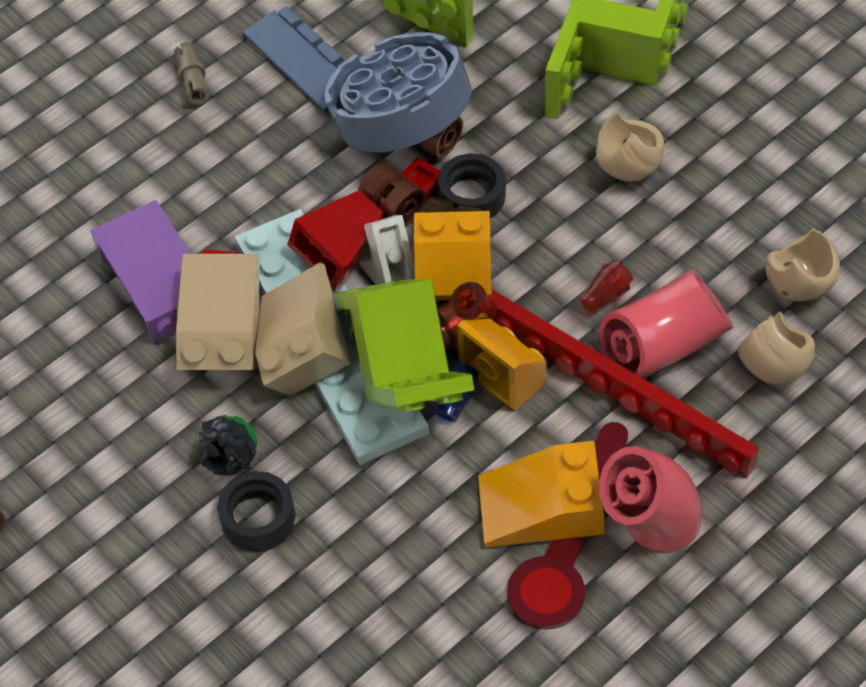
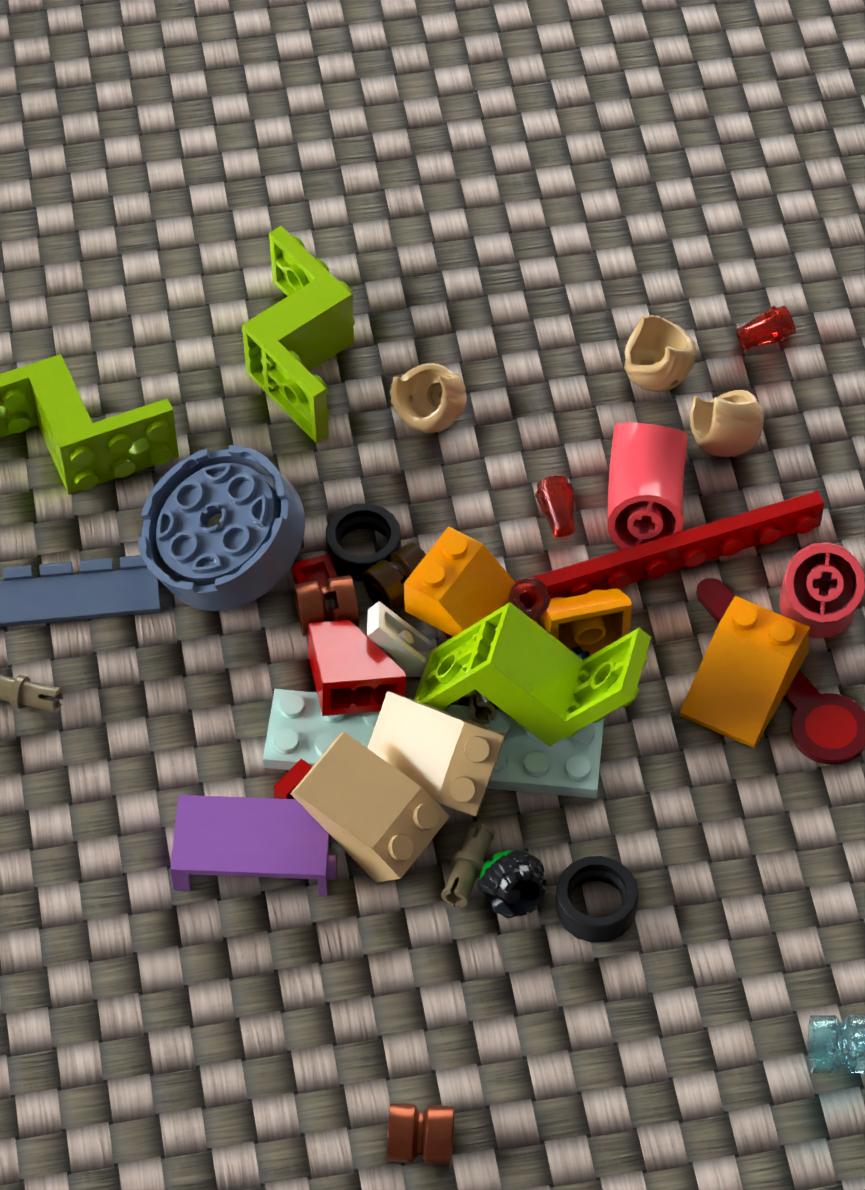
camera: 60 degrees left, 0 degrees up
(244, 407) = (467, 865): none -> dark tan pin

